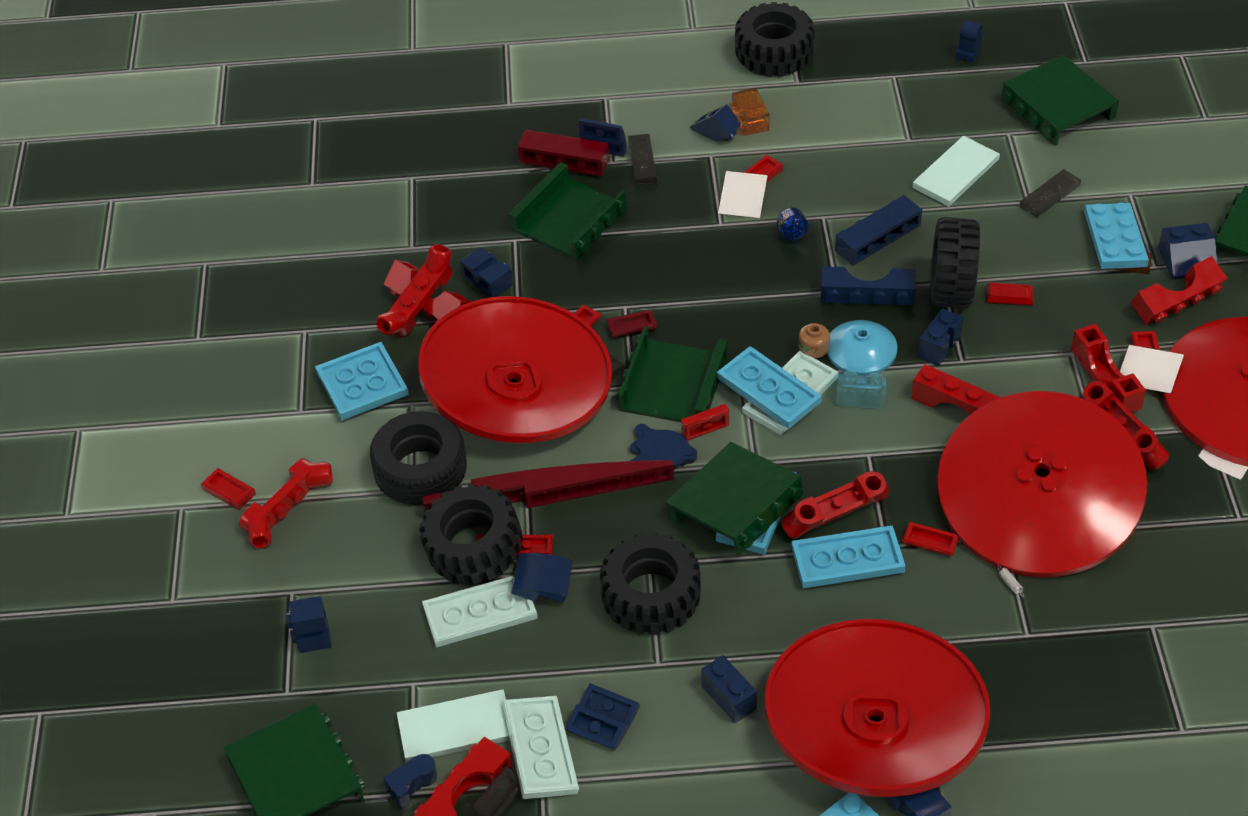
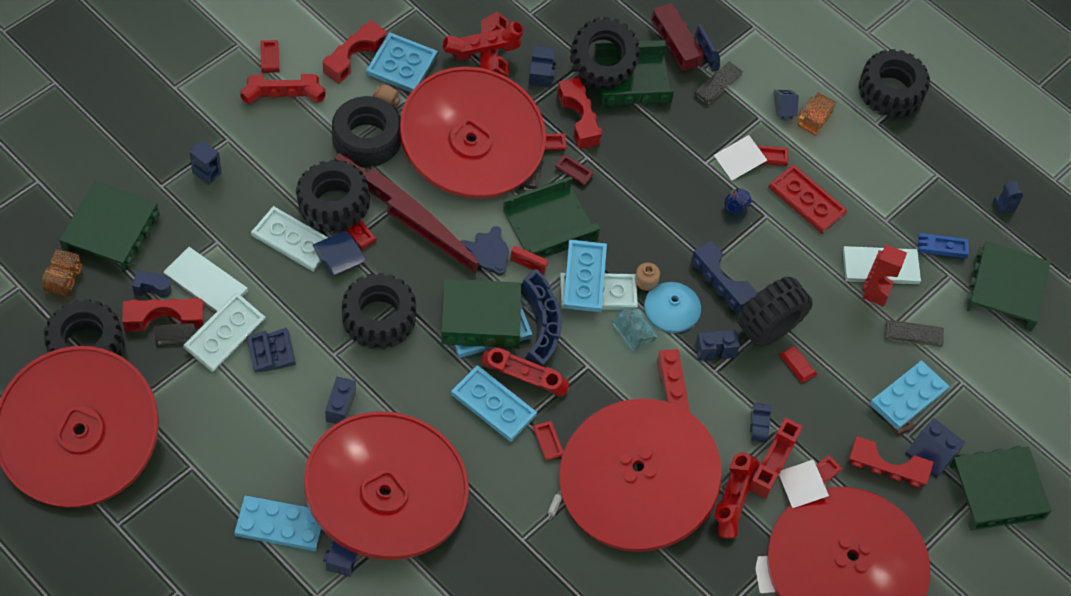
camera: 40 degrees right, 10 degrees up
(308, 431) = (368, 38): none -> red arch
(388, 411) = (388, 94): none -> medium nougat head
(539, 186) = (618, 35): none -> black tyre
(547, 270) = (573, 95): none -> red arch
(788, 450) = (547, 316): none -> dark blue brick
(834, 176) = (807, 198): none -> red tile
(878, 230) = (780, 253): dark blue brick -> none
(976, 115) = (943, 245): none -> blue hinge
(987, 143) = (886, 264): none -> red arch
(1054, 360) = (760, 422): none -> dark blue leg

